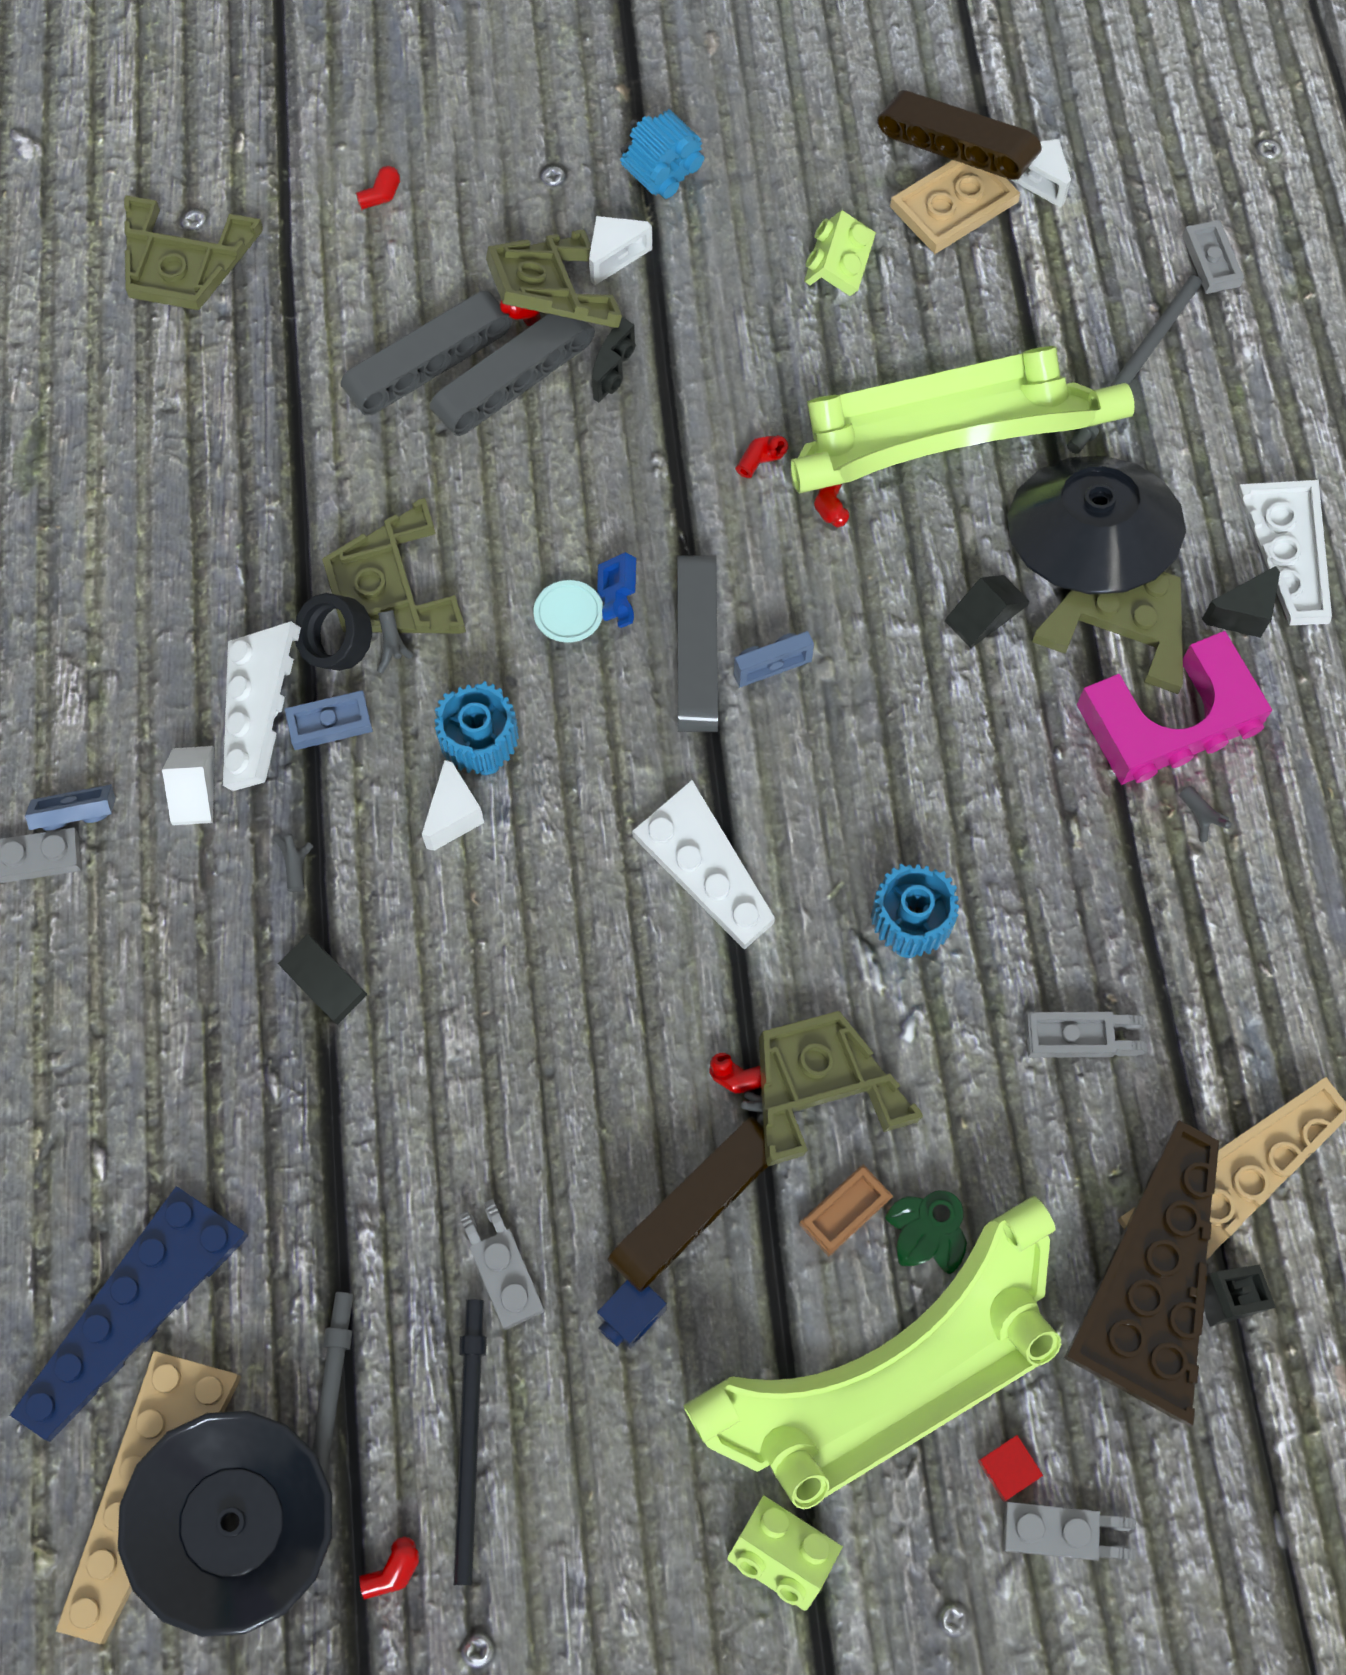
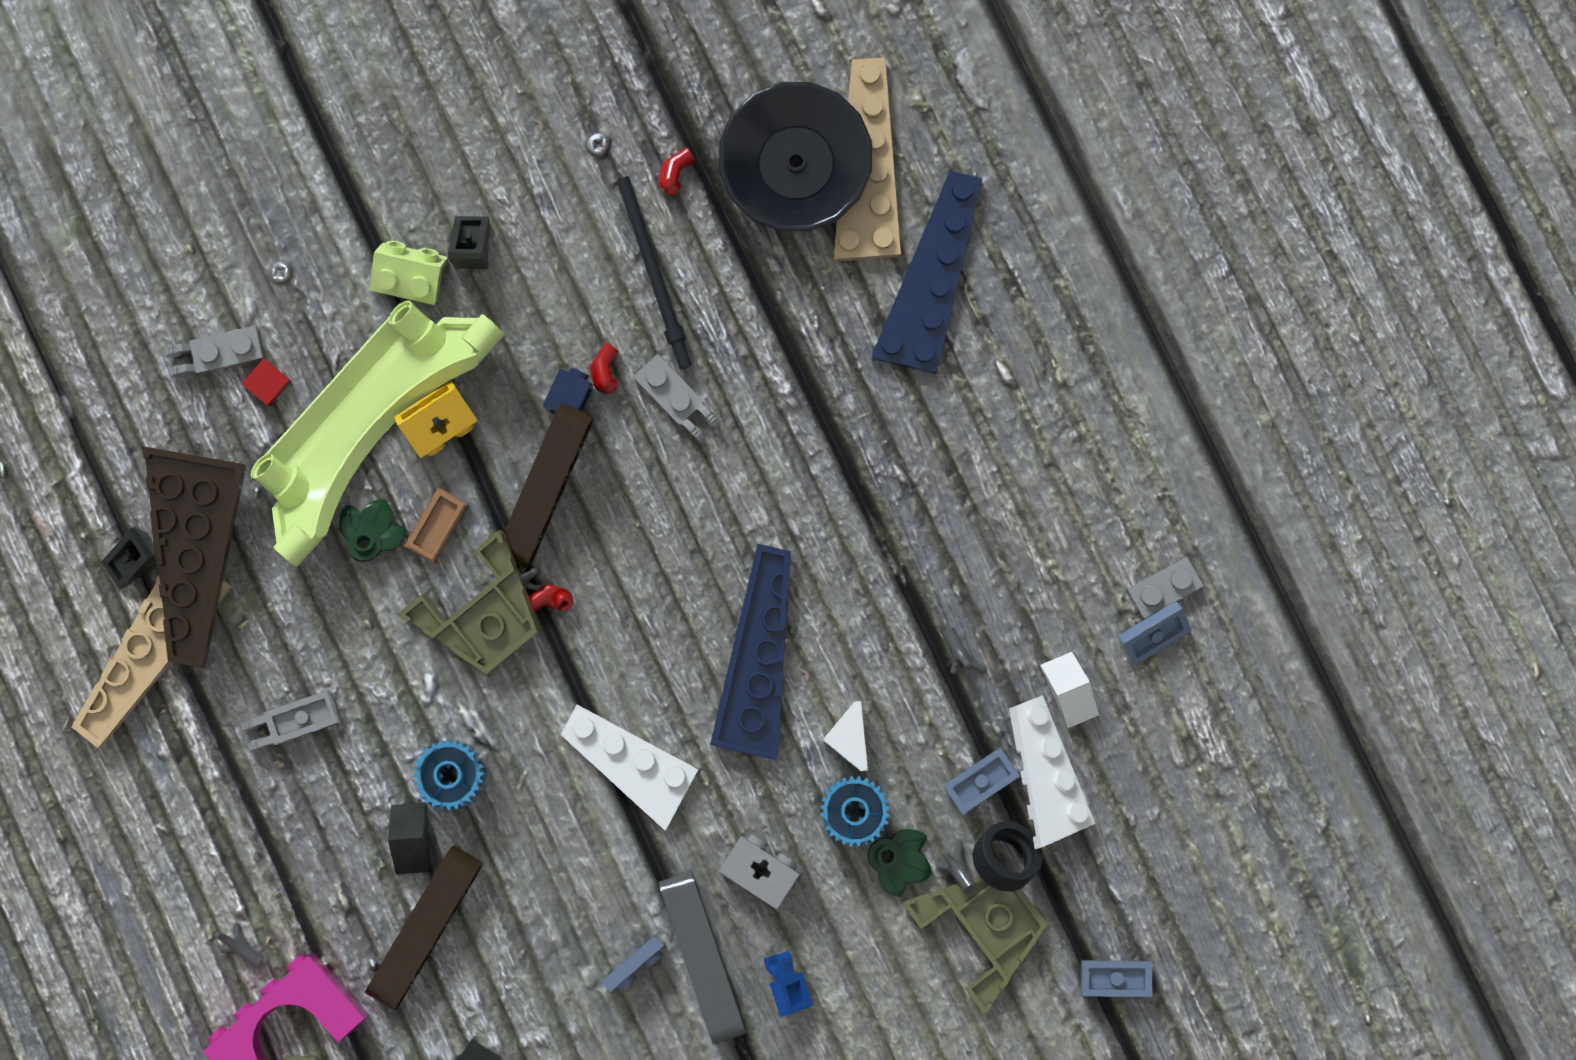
camera: 160 degrees right, 15 degrees up
(276, 492) = (1116, 978): none -> sand blue plate
(322, 979) = (894, 562): pearl dark grey slope -> none
(336, 1340) = (773, 304): dark grey bar -> none
(447, 670) = (904, 863): none -> dark green plate
(535, 901) = (753, 684): none -> dark blue wing
(568, 611) = (821, 949): light aqua piece -> none
(581, 1332) = (600, 369): none -> red arm
(599, 685) = (769, 889): none -> light grey brick
(689, 1567) = (469, 243): none -> pearl dark grey slope
(807, 1336) = (449, 407): none -> yellow brick
(981, 866) = (409, 838): none -> pearl dark grey slope
(990, 766) = (424, 927): none -> dark brown beam

